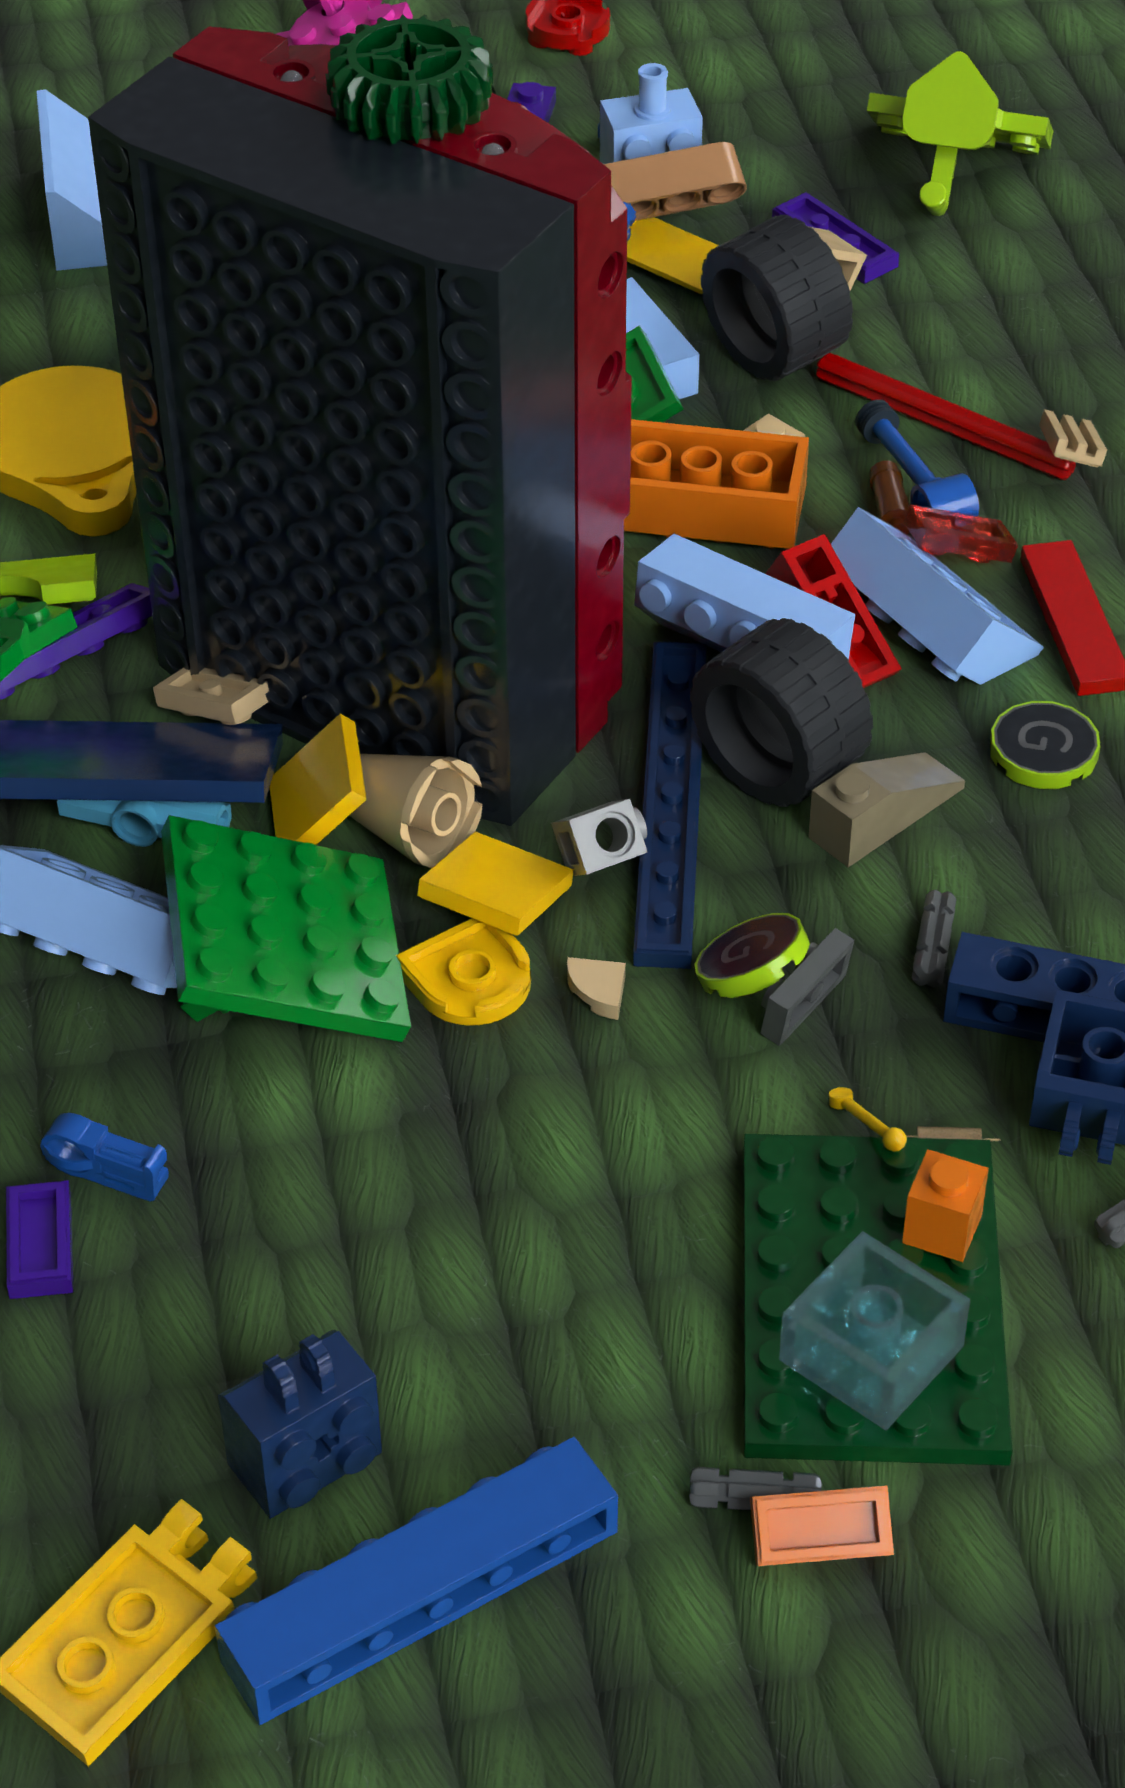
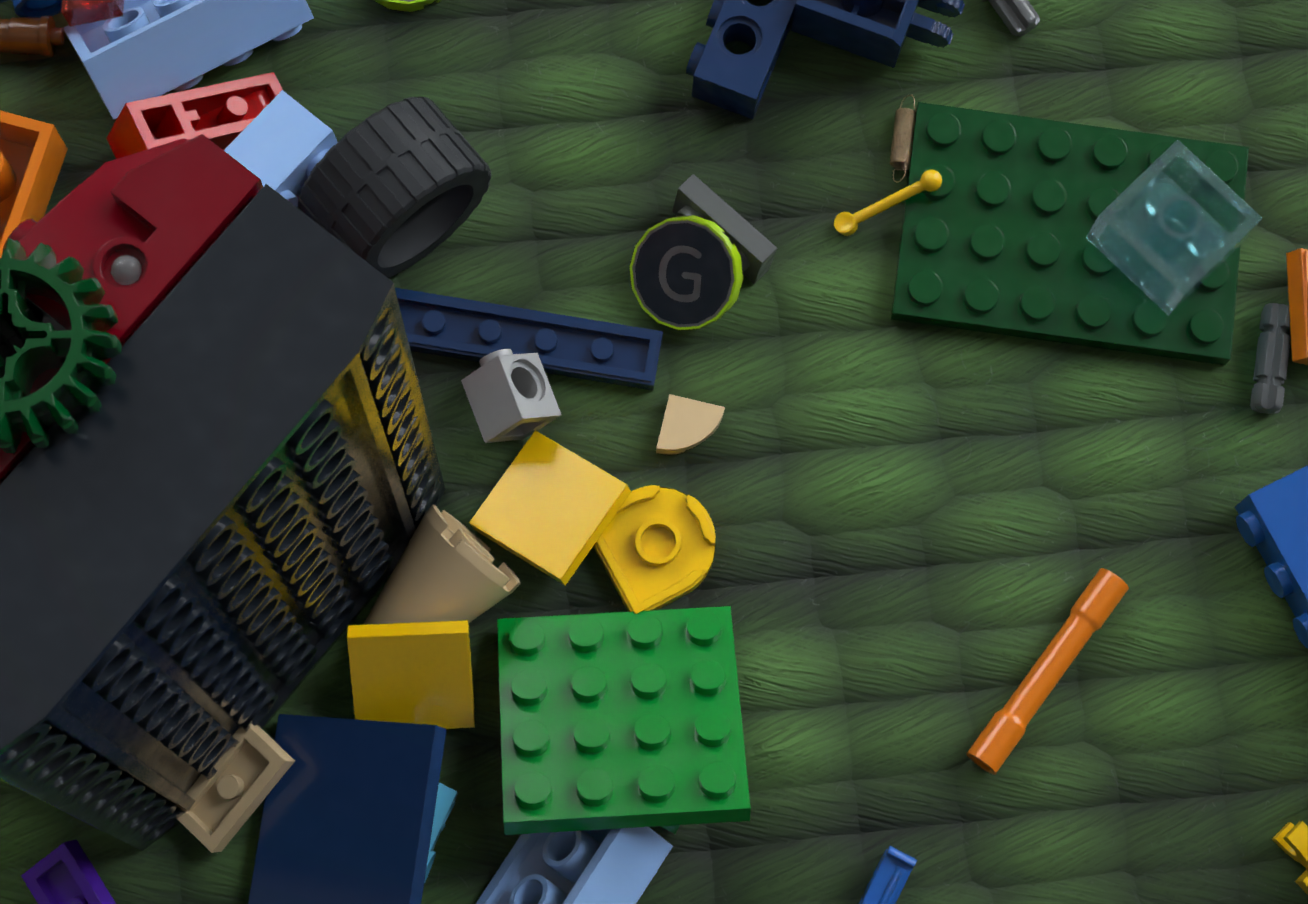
camera: 90 degrees left, 30 degrees up
(302, 1422) = (1223, 727): dark blue hinge -> none
(425, 1324) = (1010, 722): none -> orange piece
(876, 802) = (479, 116): dark tan slope -> none
(934, 938) = (660, 107): dark grey axle -> none
(945, 1205) = (1032, 147): orange brick -> none

